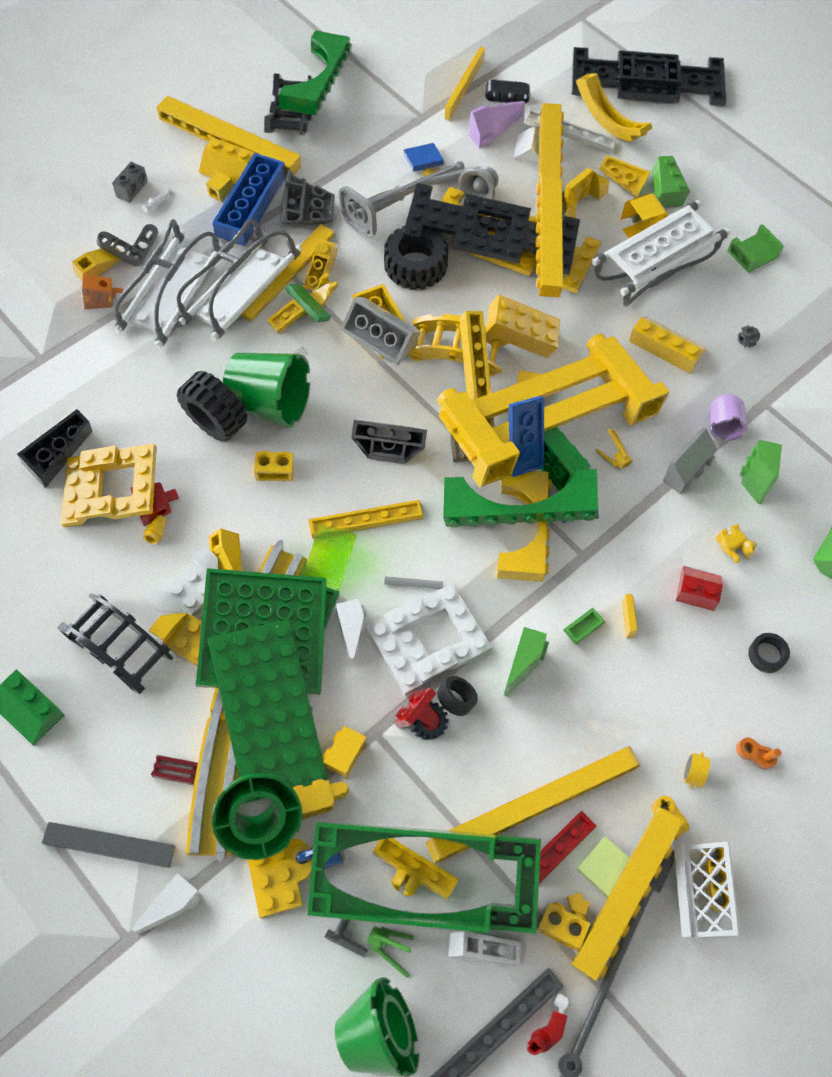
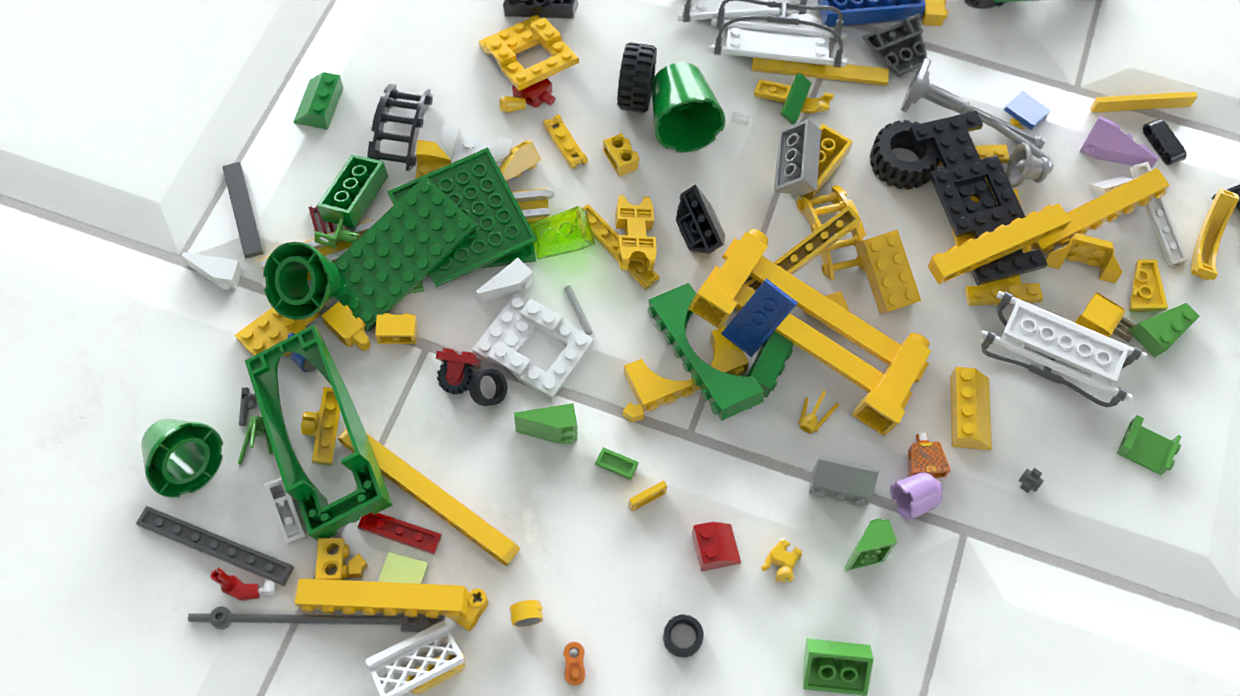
camera: 60 degrees right, 0 degrees up
(166, 720) = (352, 190): none -> green brick
(212, 755) = (340, 234): none -> bright green bracket
(227, 505) = (564, 142): none -> yellow plate
(321, 262) = (846, 89): yellow slope -> none
(377, 499) = (635, 243): none -> yellow piece
(542, 588) = (633, 412): none -> yellow piece
(696, 395) = (927, 458): none -> torso

